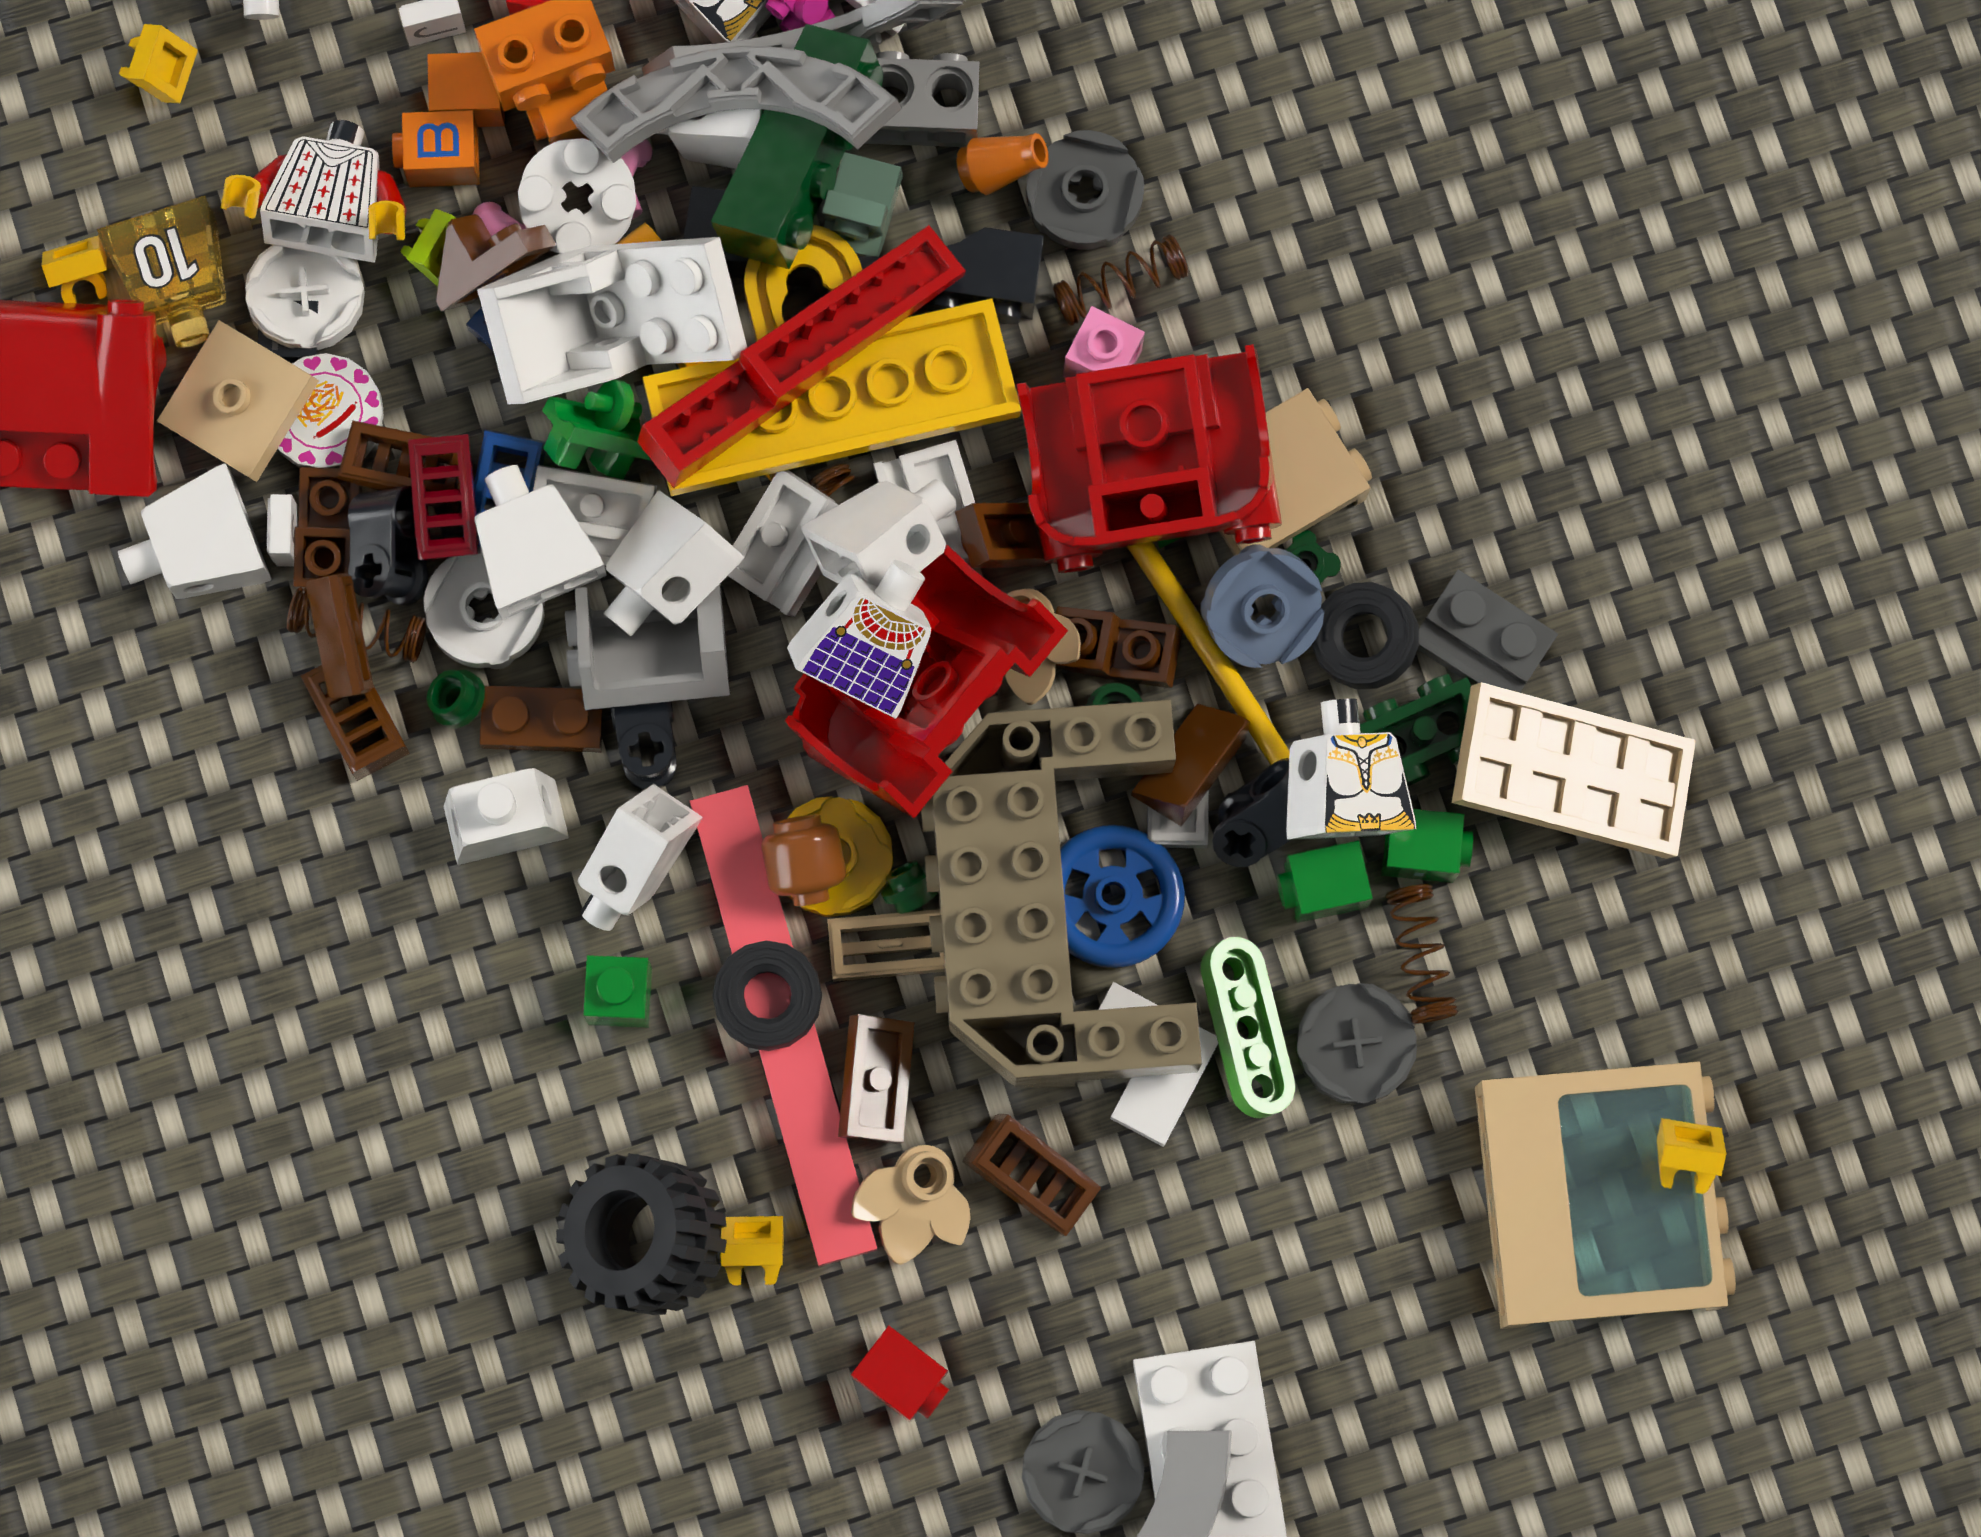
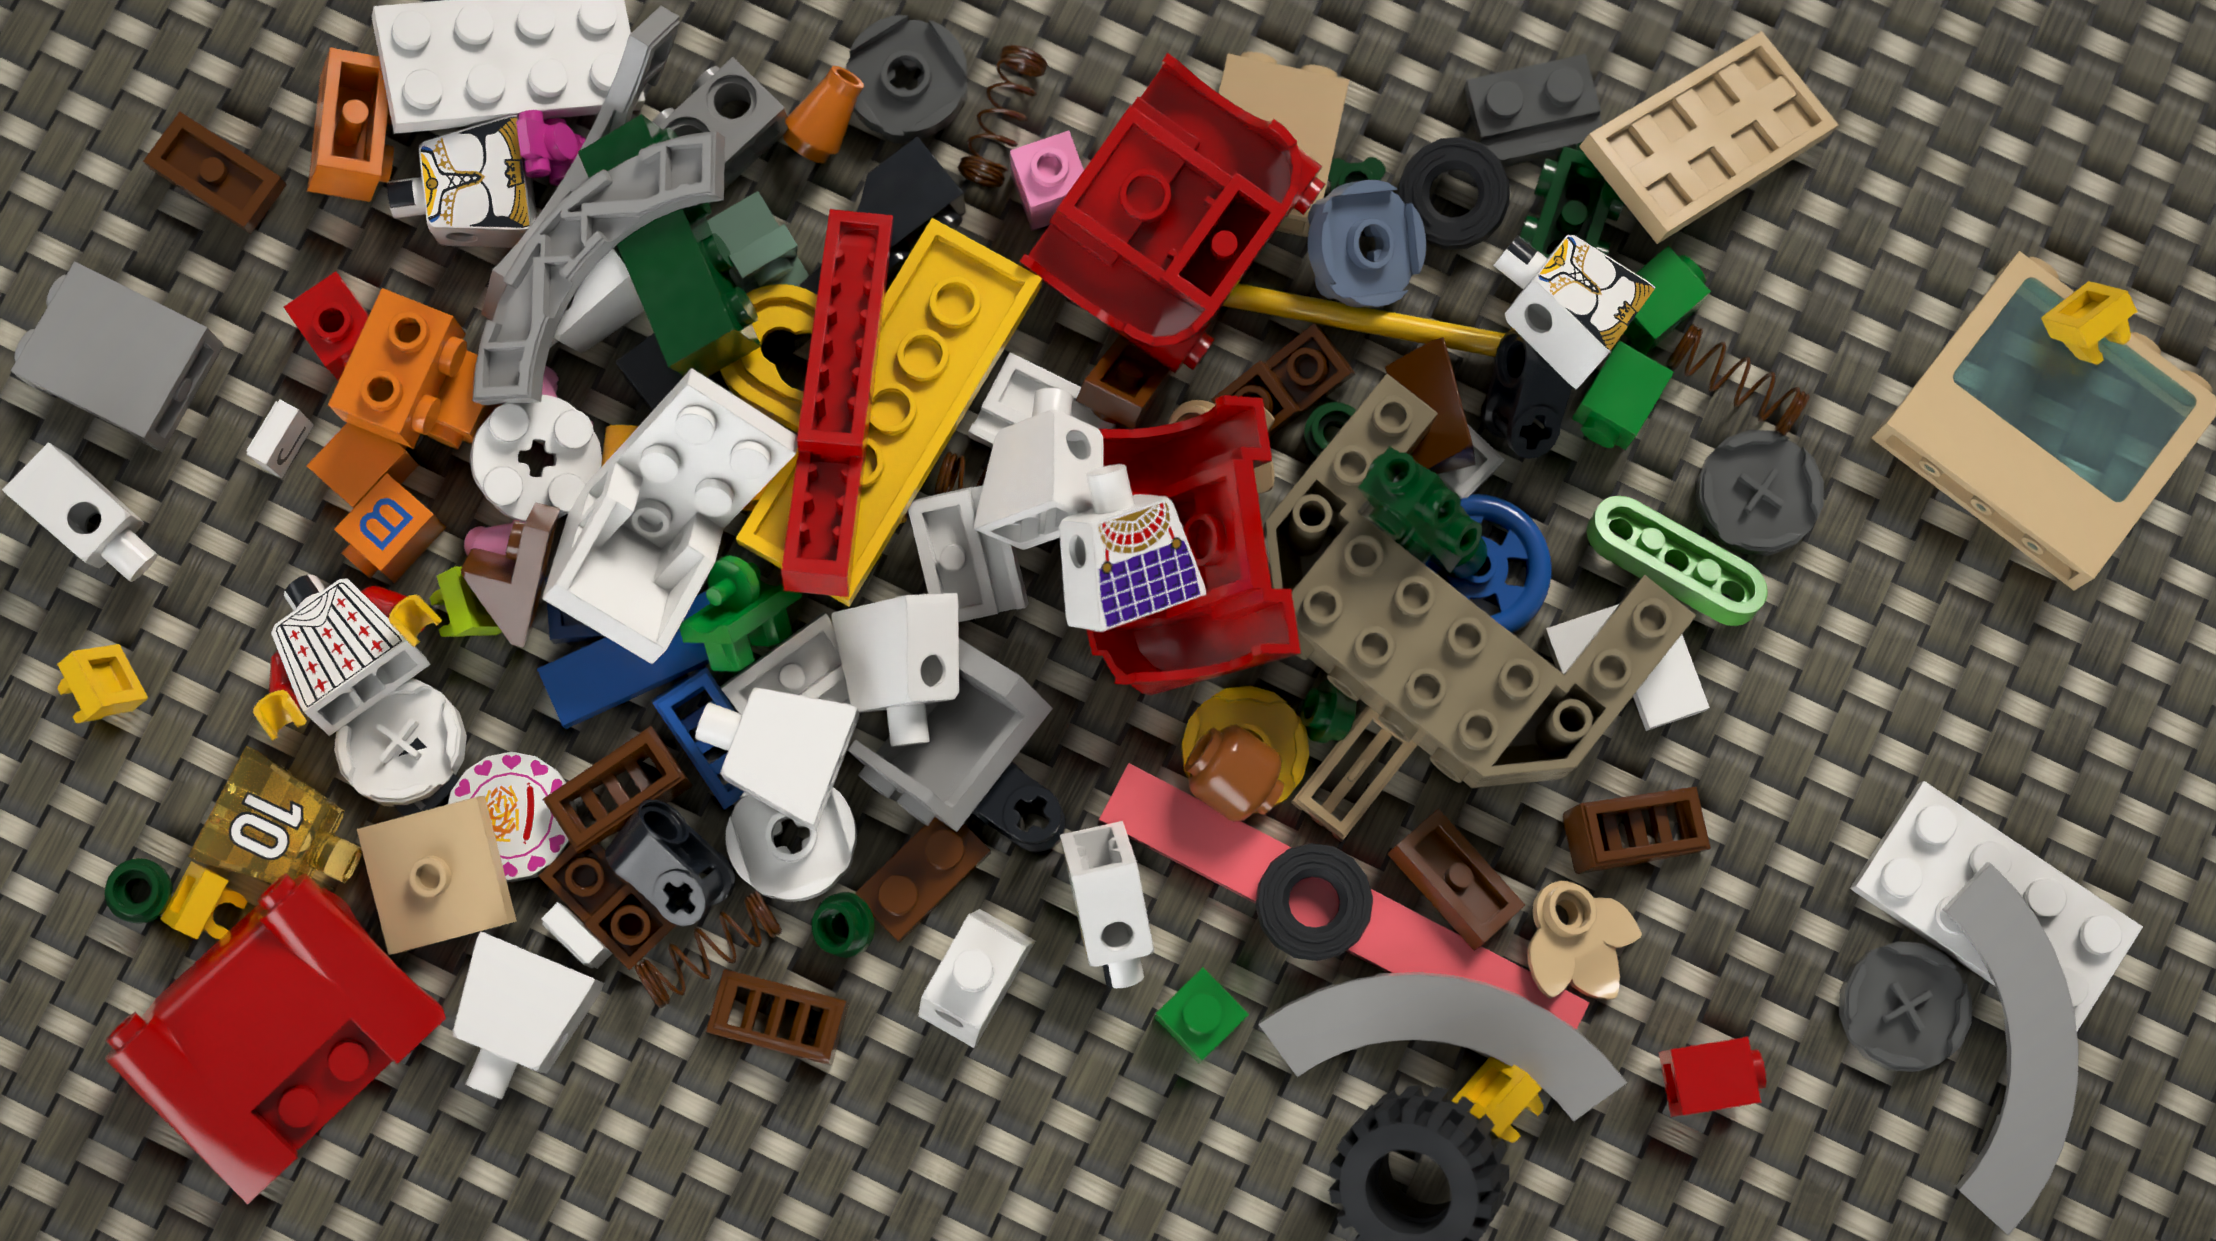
camera: 45 degrees left, 0 degrees up
(43, 204) = (119, 889): none -> dark green plate
(339, 635) = (709, 971): reddish brown slope -> none
(423, 522) = (721, 819): dark red slope -> none
(473, 384) = (609, 674): none -> blue tile
(780, 1158) = (1449, 1012): none -> light grey tile
(1093, 818) = (1423, 514): none -> dark green brick

